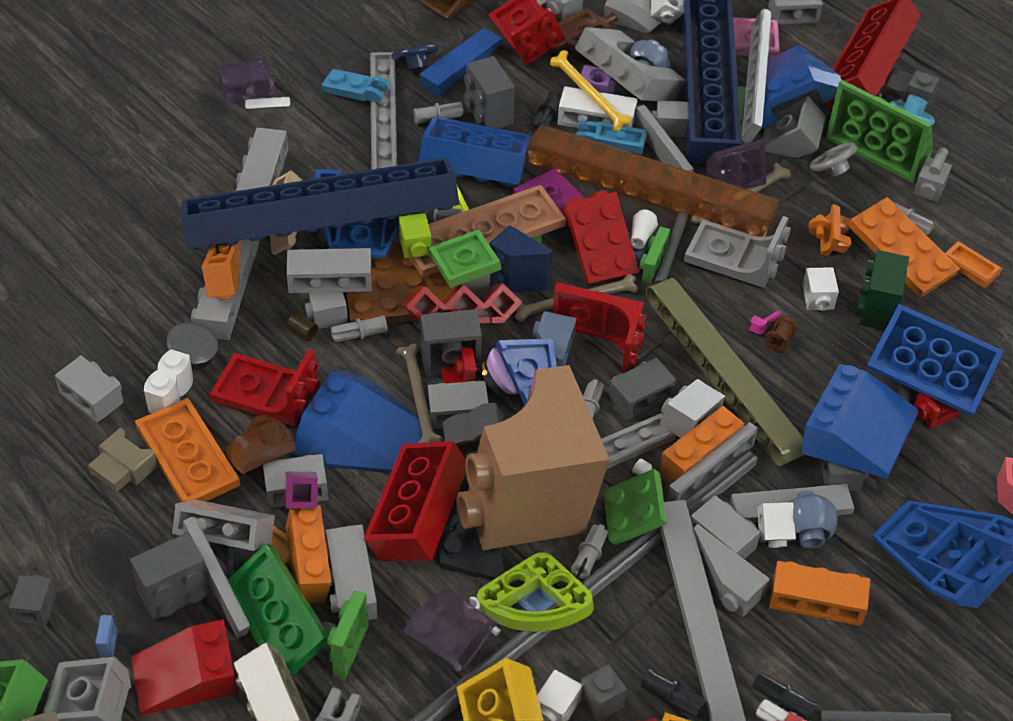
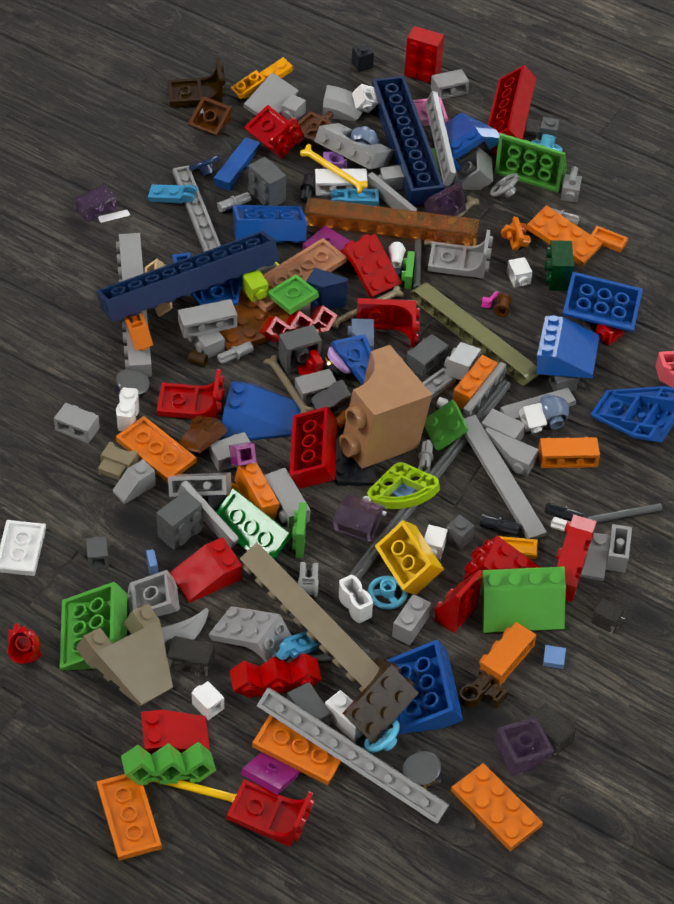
camera: 15 degrees left, 0 degrees up
(134, 498) = (135, 481): none -> light grey slope

